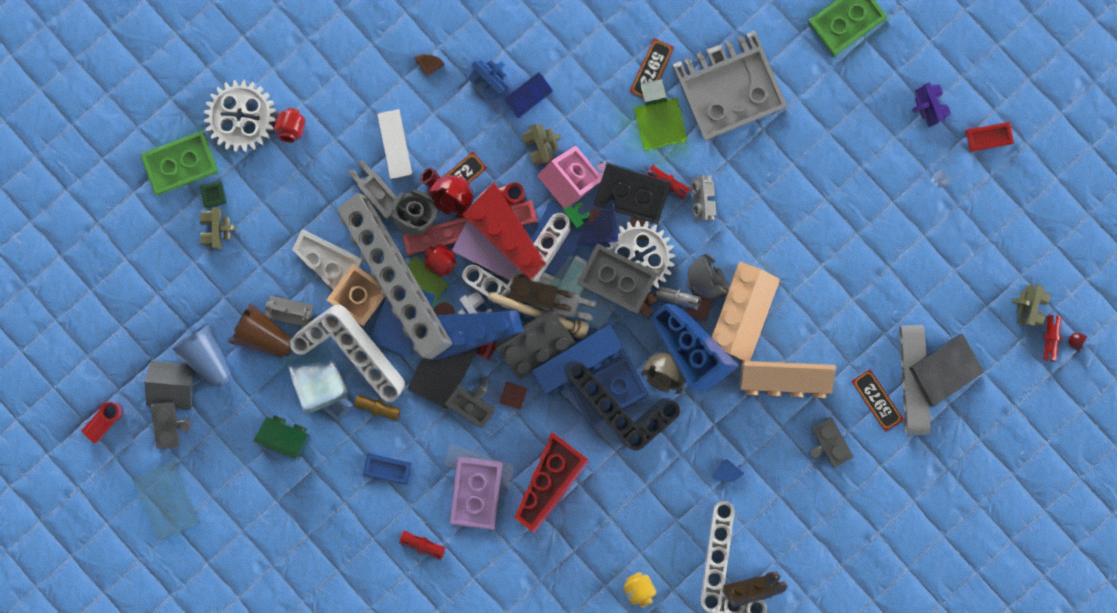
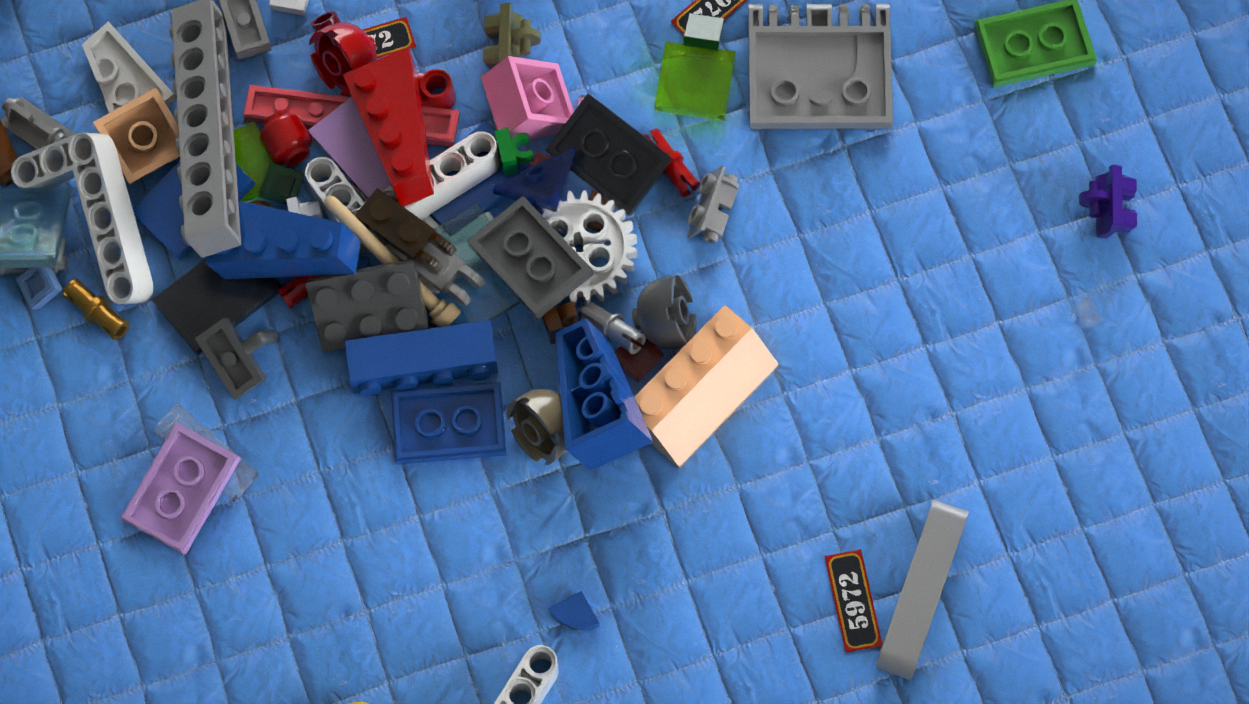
camera: 25 degrees right, 15 degrees down
(387, 469) = (68, 404): blue tile -> none
(413, 213) = (276, 57): dark grey cylinder -> none
(422, 545) = (64, 532): red pin -> none
(449, 288) = (280, 183): none -> dark green tile
(513, 395) = (303, 373): clear red tile -> none
(550, 481) = (296, 514): red wedge -> none
(615, 411) = (443, 448): black beam -> none
(786, 378) = (724, 503): light nougat slope -> none
(831, 443) = (753, 634): dark grey plate -> none
(946, 370) = (976, 590): black tile -> none
(989, 137) = (1184, 284): red tile -> none
(1029, 303) = (1144, 546): olive hips -> none
(1052, 338) = (1164, 613): red pin -> none
(1077, 340) = (1204, 633): dark red hinge -> none

